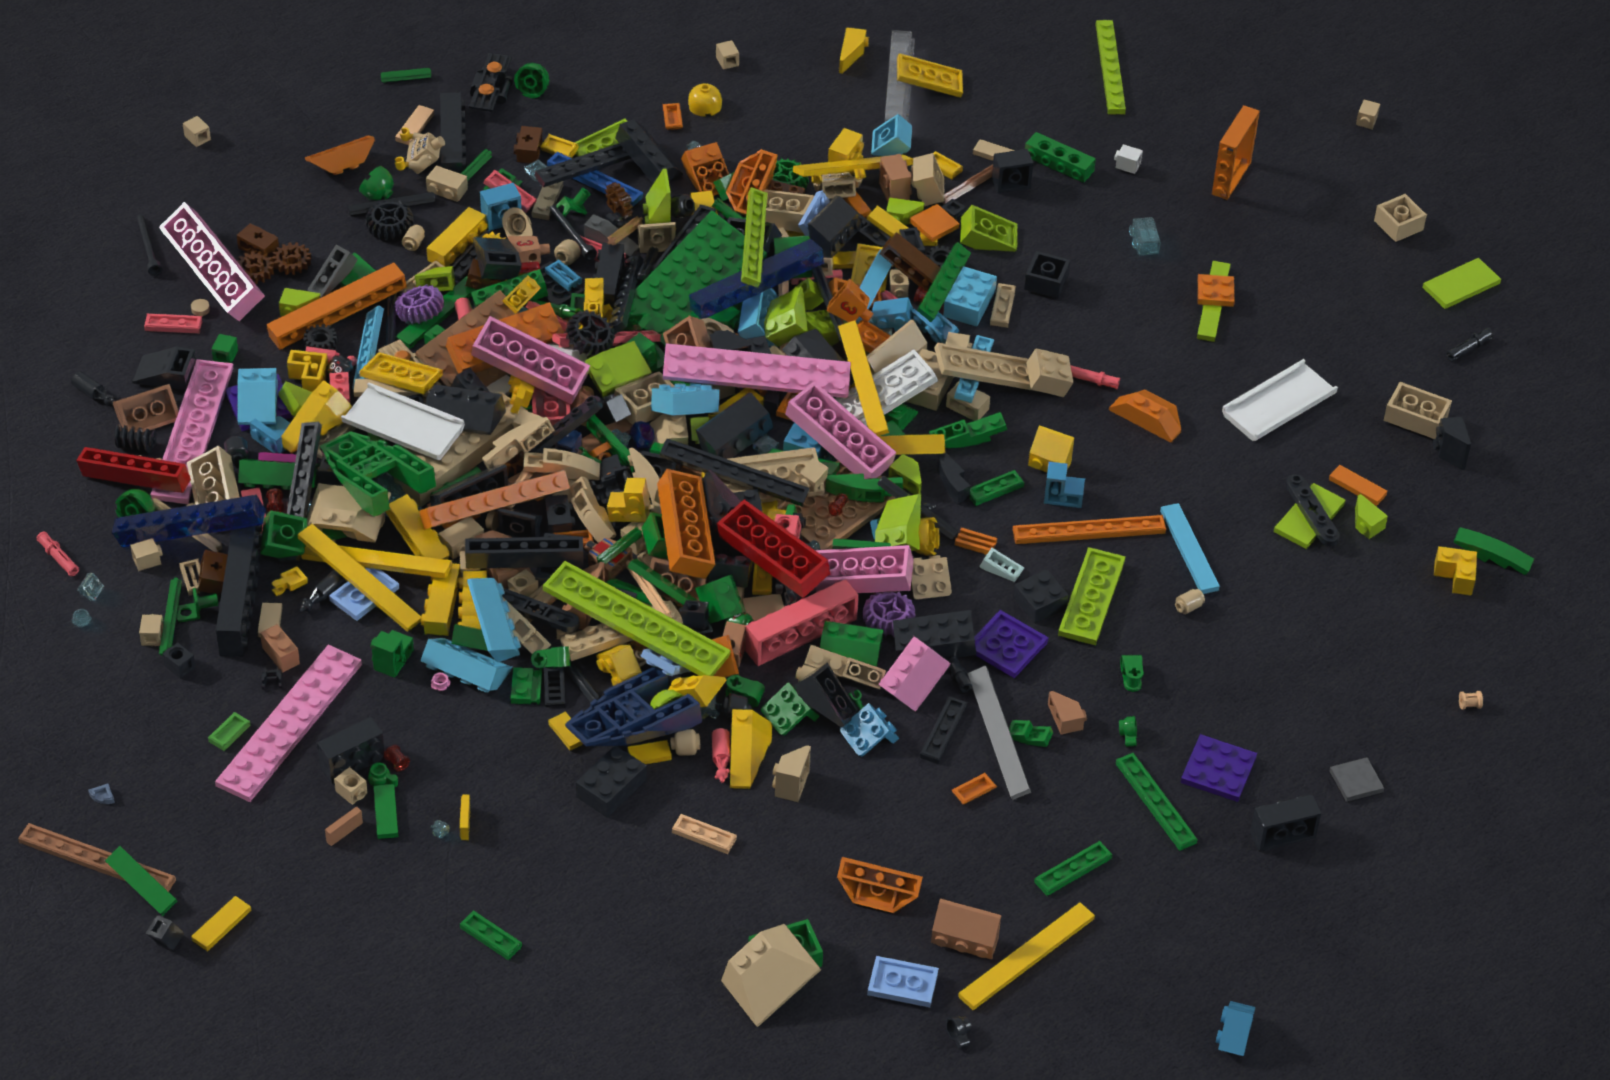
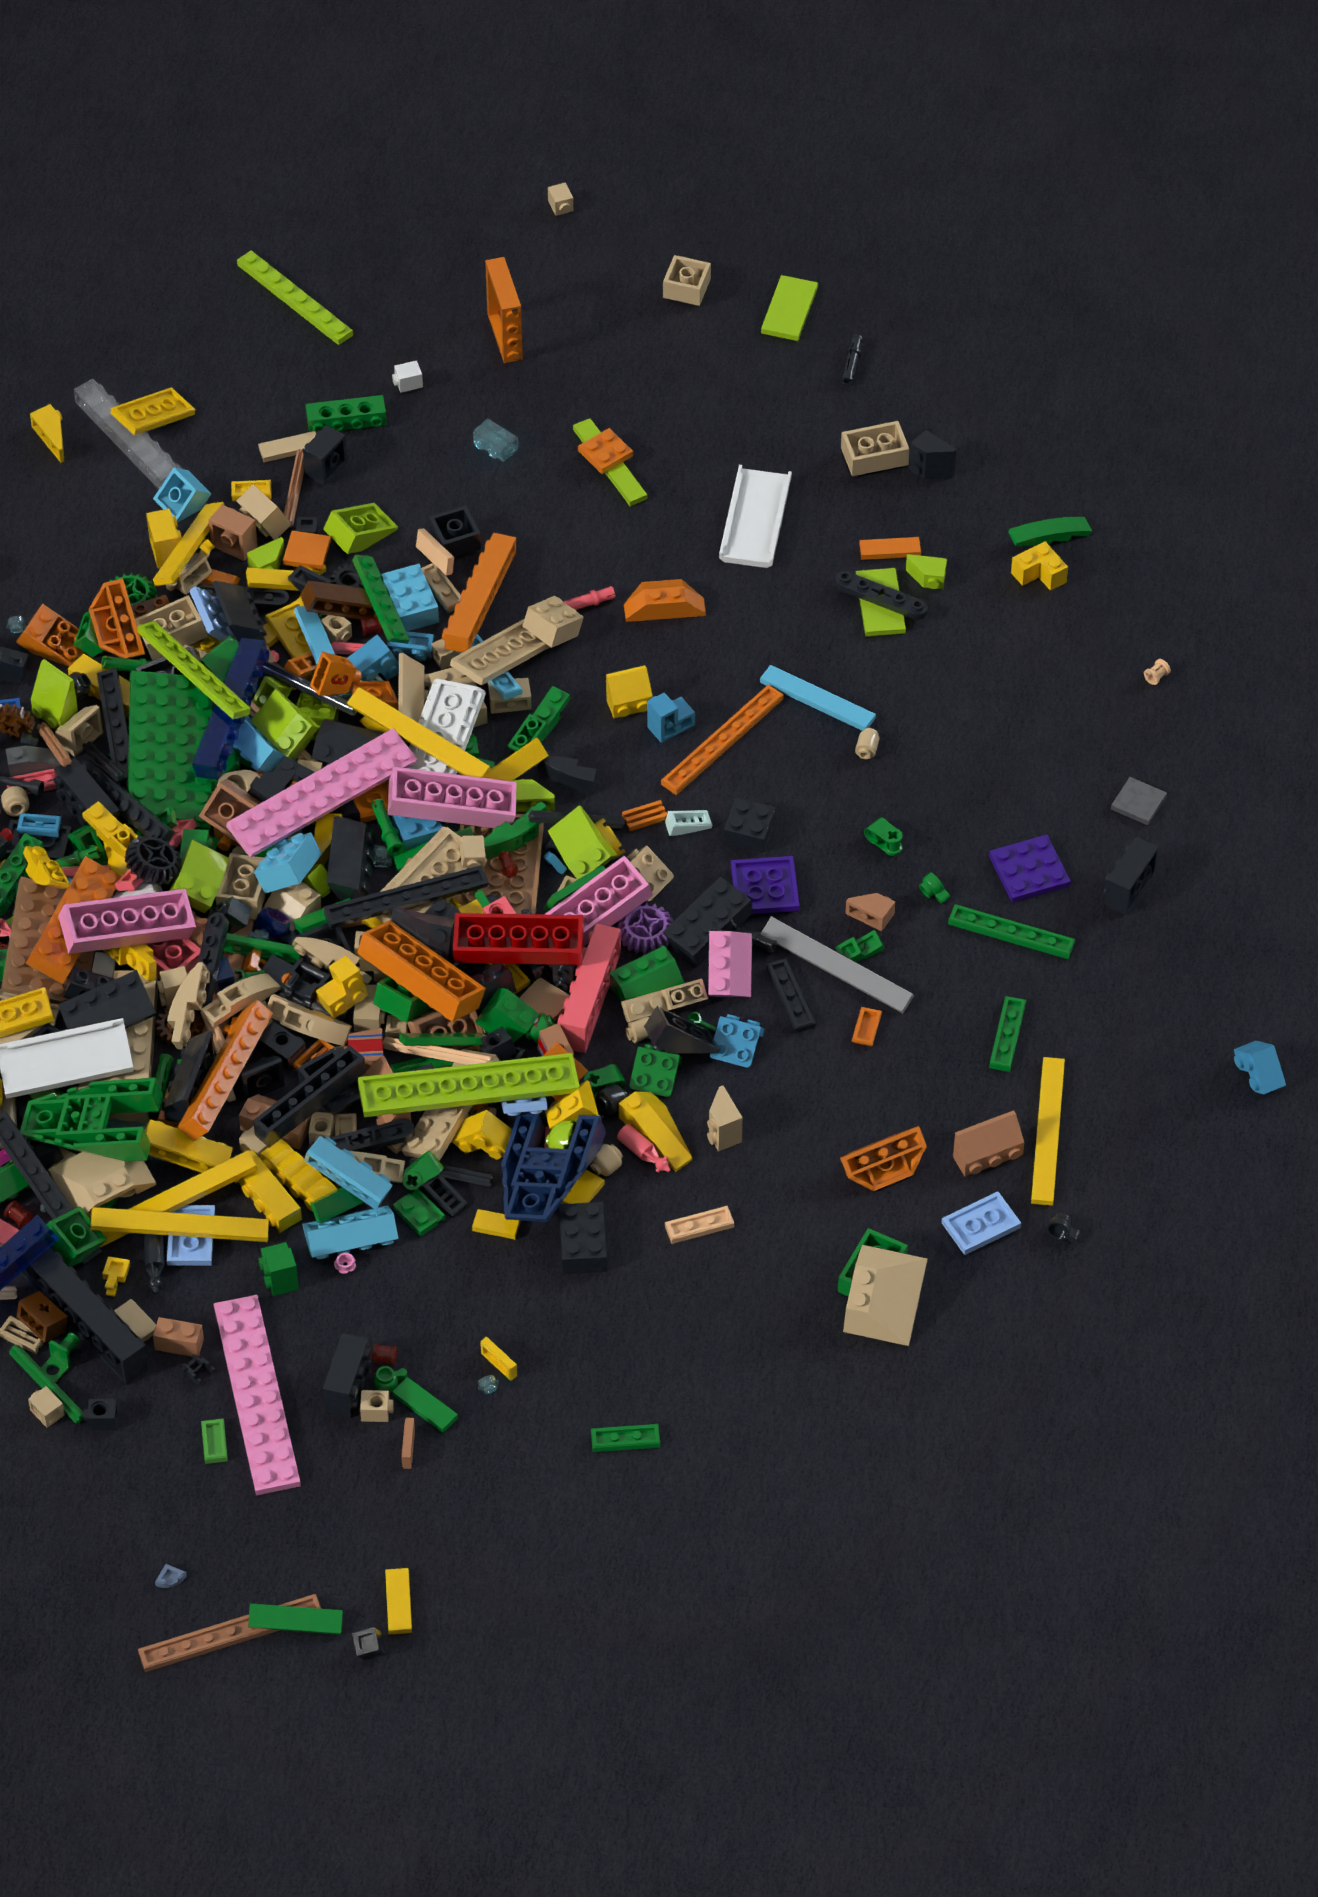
camera: 40 degrees left, 5 degrees up
(455, 536) = (224, 1125): tan brick -> none
(620, 546) = (372, 1033): green axle -> none
(779, 434) = (389, 833): none -> green pin
(995, 487) = (610, 756): green tile -> none
(1019, 277) = (435, 551): none -> light nougat tile
(1019, 321) = (479, 593): none -> orange brick
(1091, 596) = (787, 792): lime plate -> none

